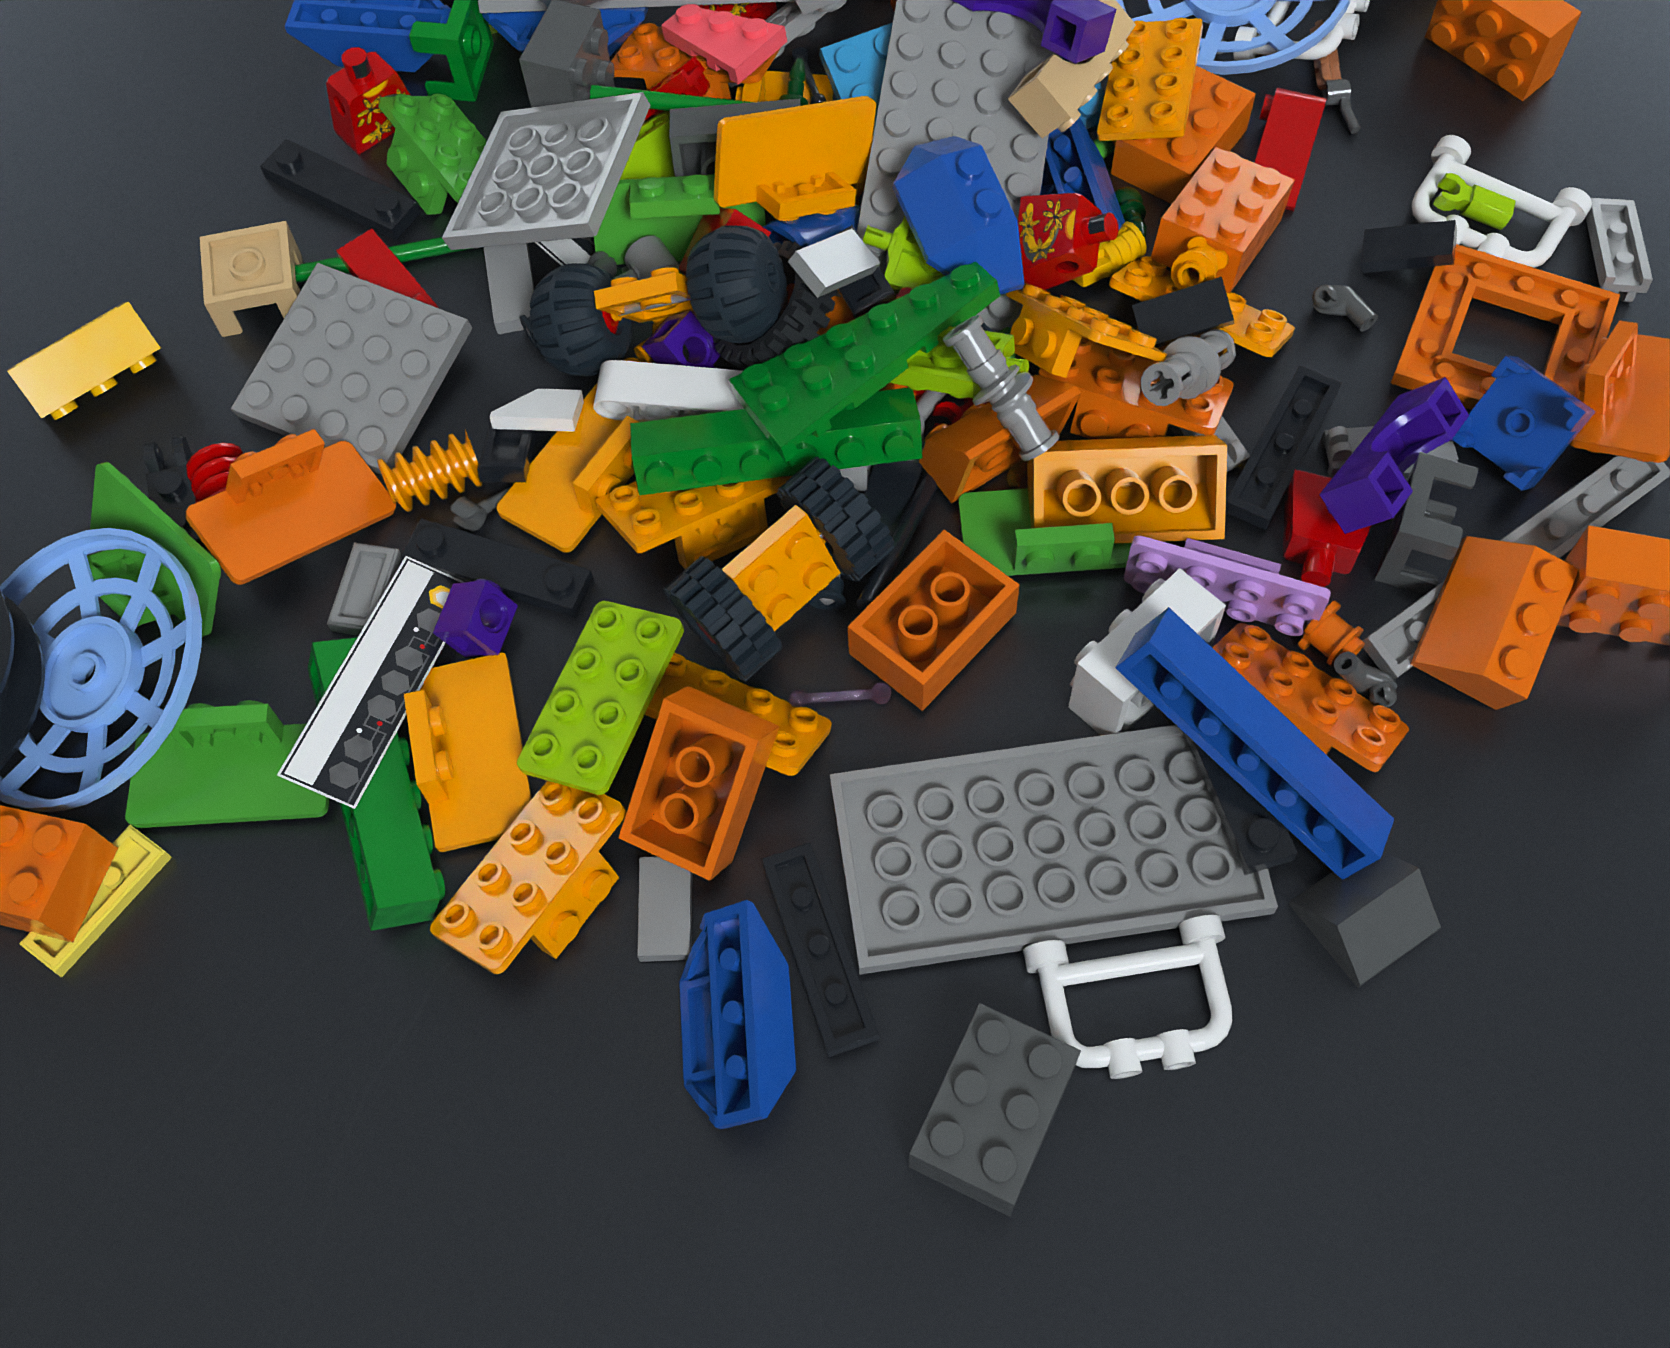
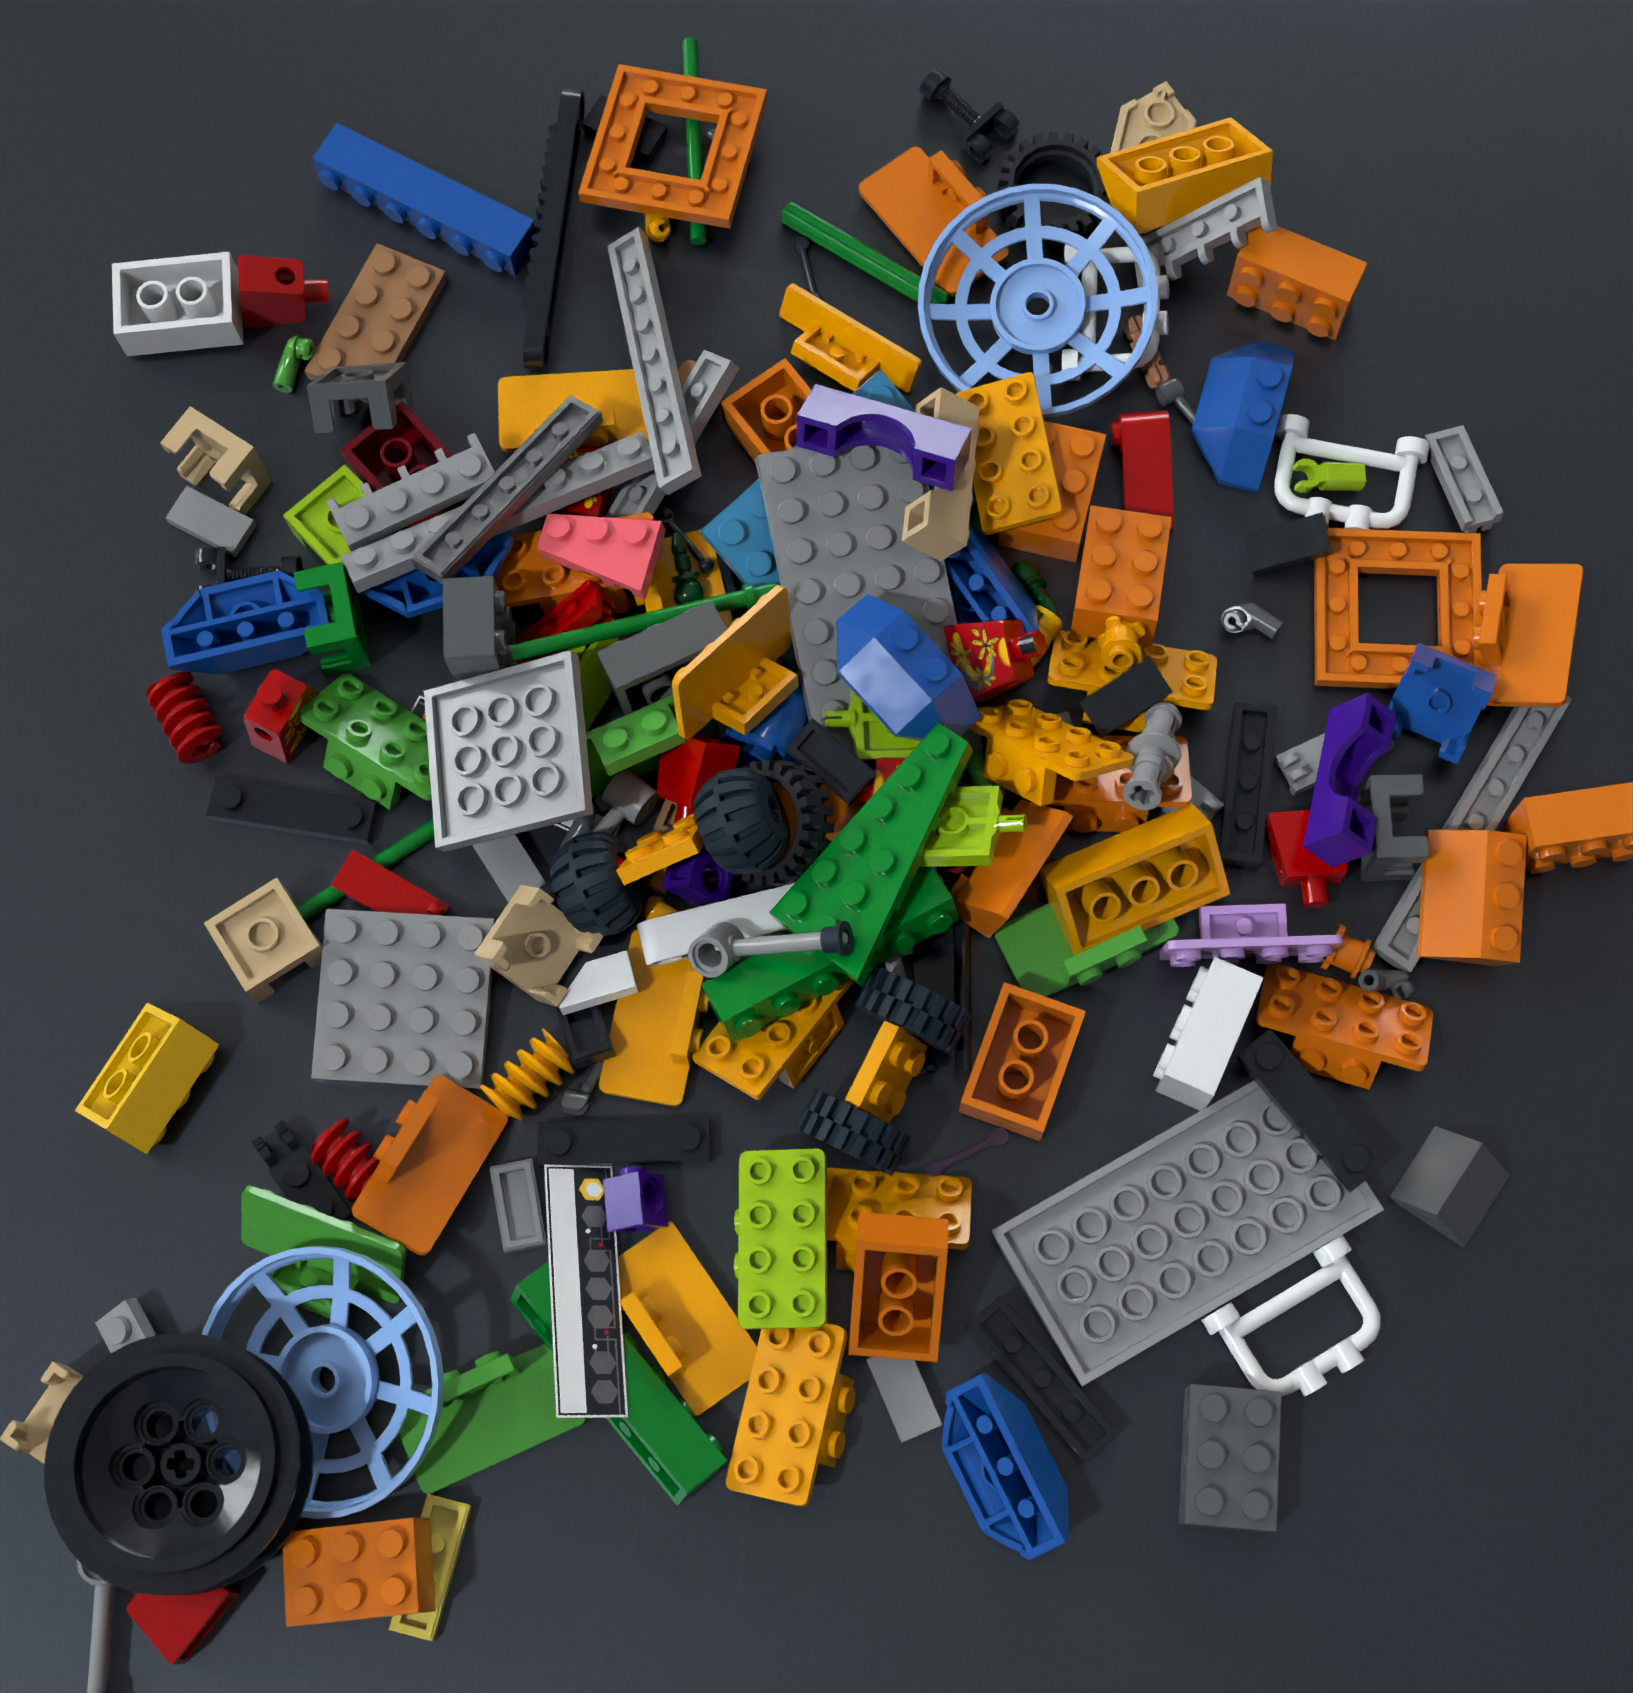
camera: 20 degrees left, 10 degrees up
(284, 83) = (184, 717): none -> red piece
(494, 354) = (534, 945): none -> tan panel
(667, 396) = (734, 945): none -> light grey piece
(834, 262) = (822, 775): tile -> none
(1001, 388) = (1015, 853): light grey piece -> none
(1256, 744) = (1326, 1090): blue brick -> none
(1401, 126) = (1242, 411): none -> blue wedge

